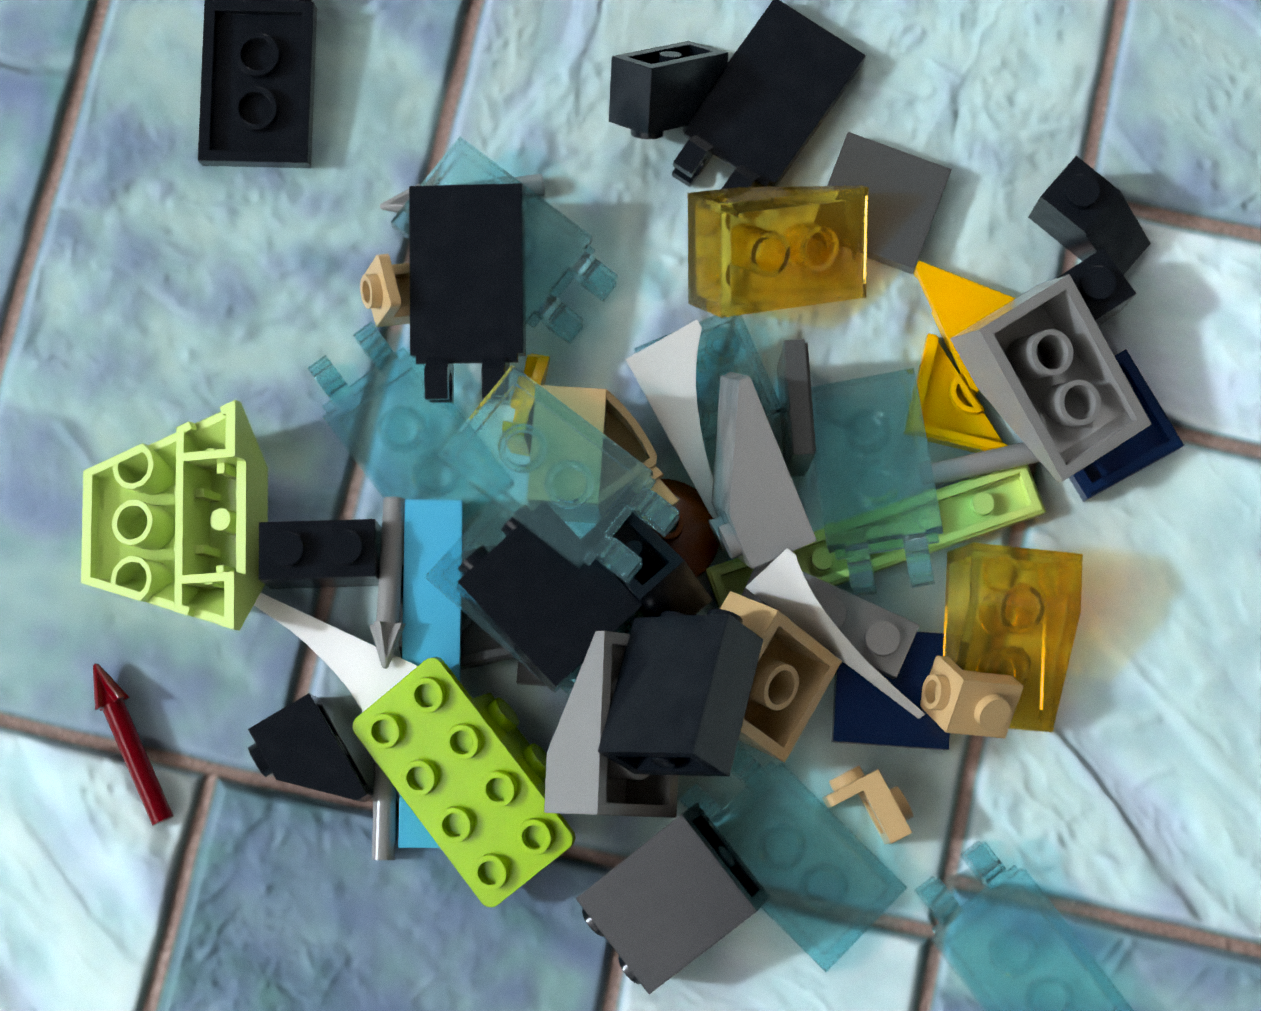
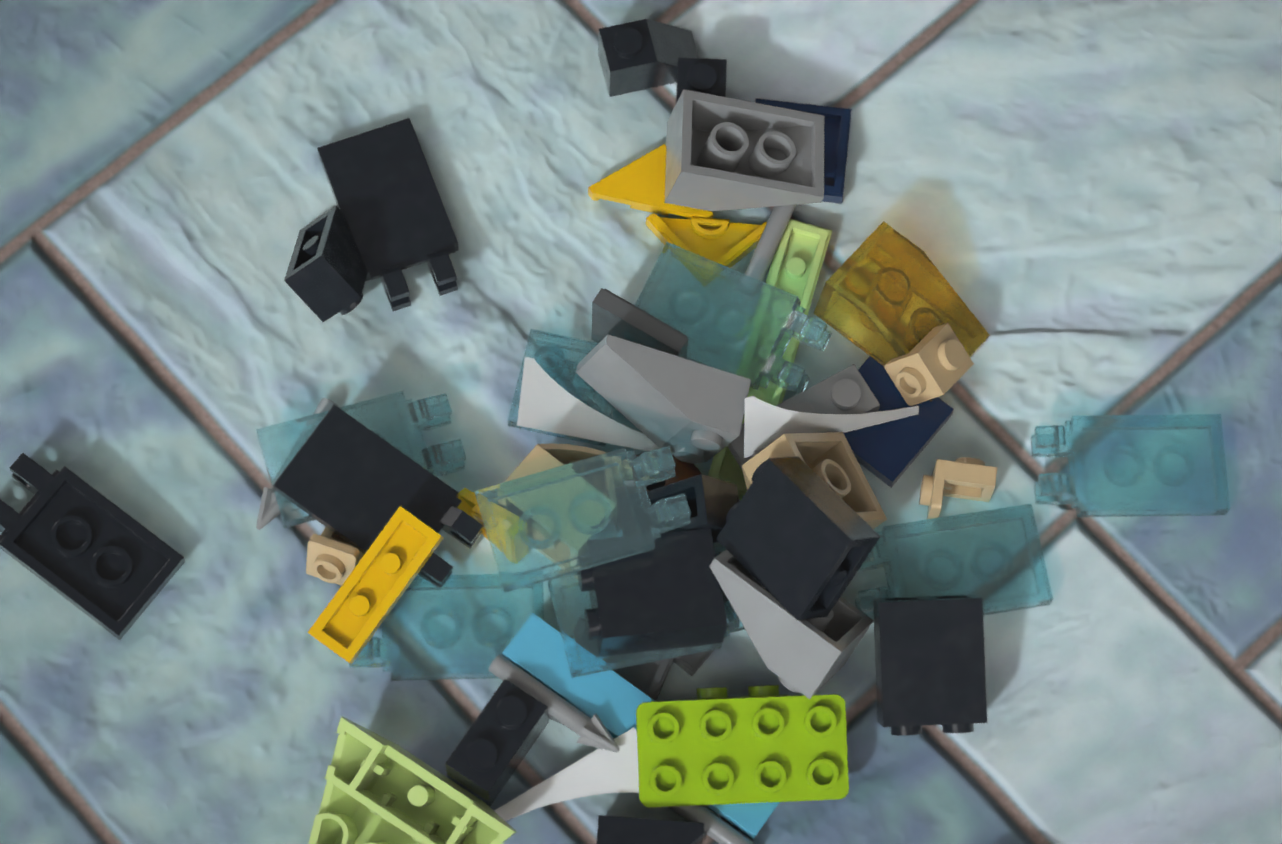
camera: 60 degrees left, 10 degrees down
(379, 342) = (375, 585): none -> yellow plate
(776, 247) = (509, 272): clear yellow slope -> none
(900, 197) = (524, 184): dark grey tile -> none

